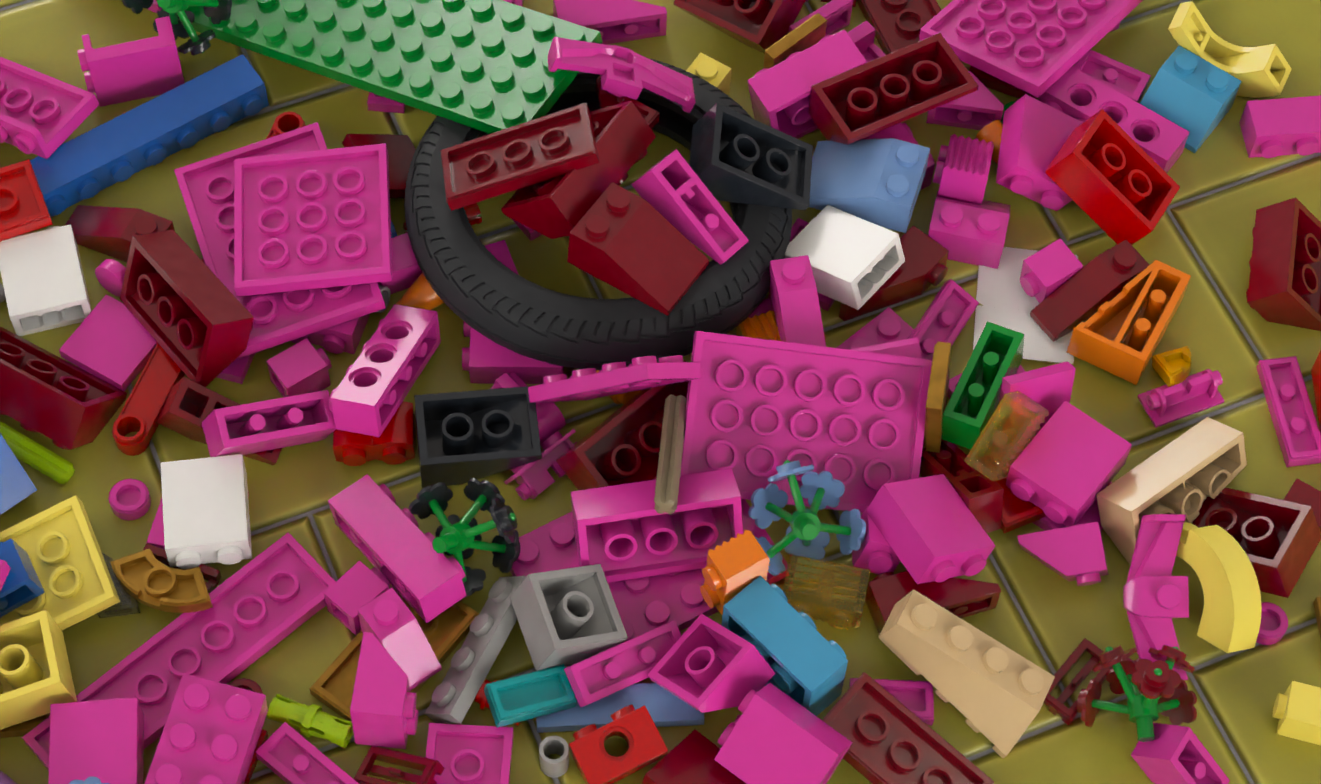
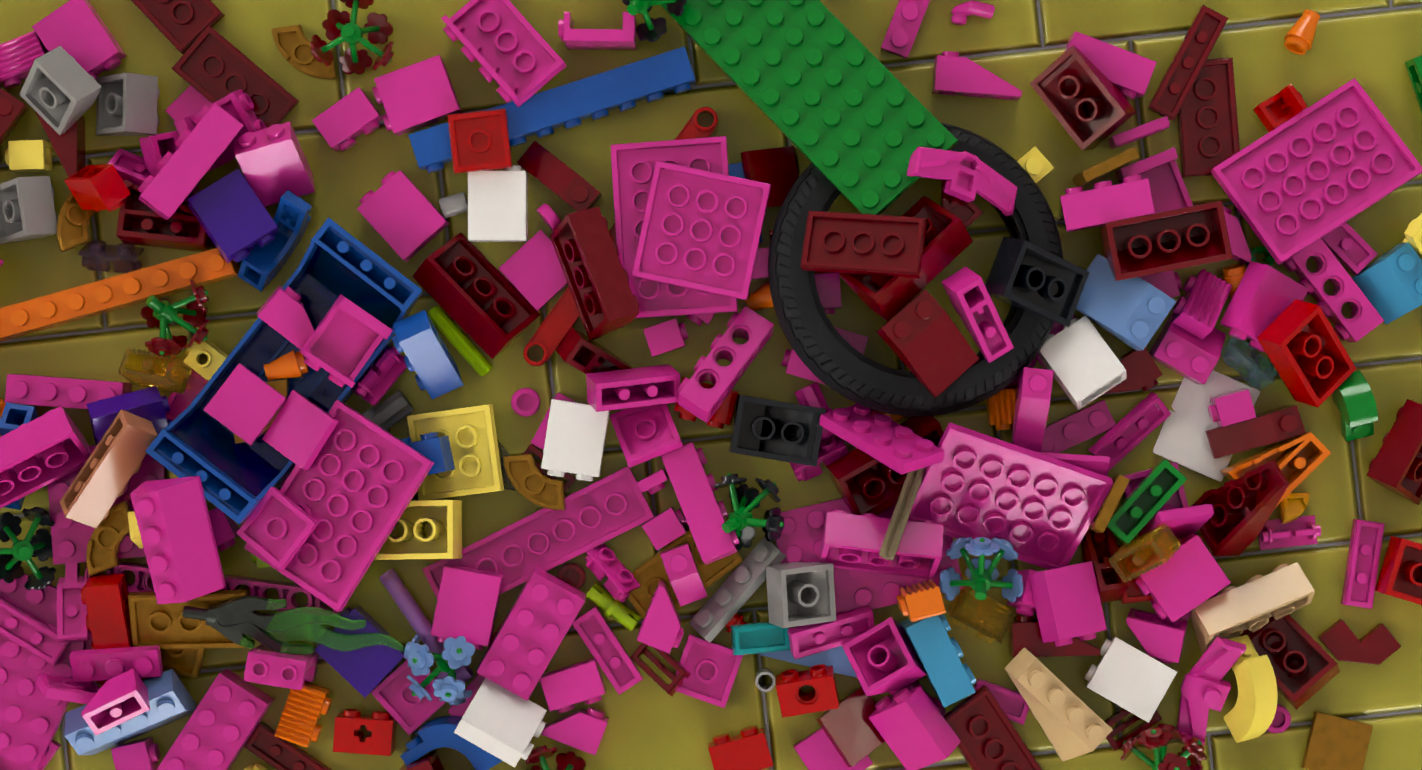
camera: 15 degrees right, 30 degrees up
(301, 482) = (645, 432): none -> dark pink plate
(310, 674) = (604, 563): none -> dark pink hinge
(328, 543) = (653, 482): none -> dark pink plate
(1046, 226) = (1256, 371): none -> clear light blue hinge
(1053, 614) = (1130, 678): none -> white brick
(1112, 354) = (1242, 508): none -> dark red wedge
(1202, 230) = (1356, 406): none -> green brick

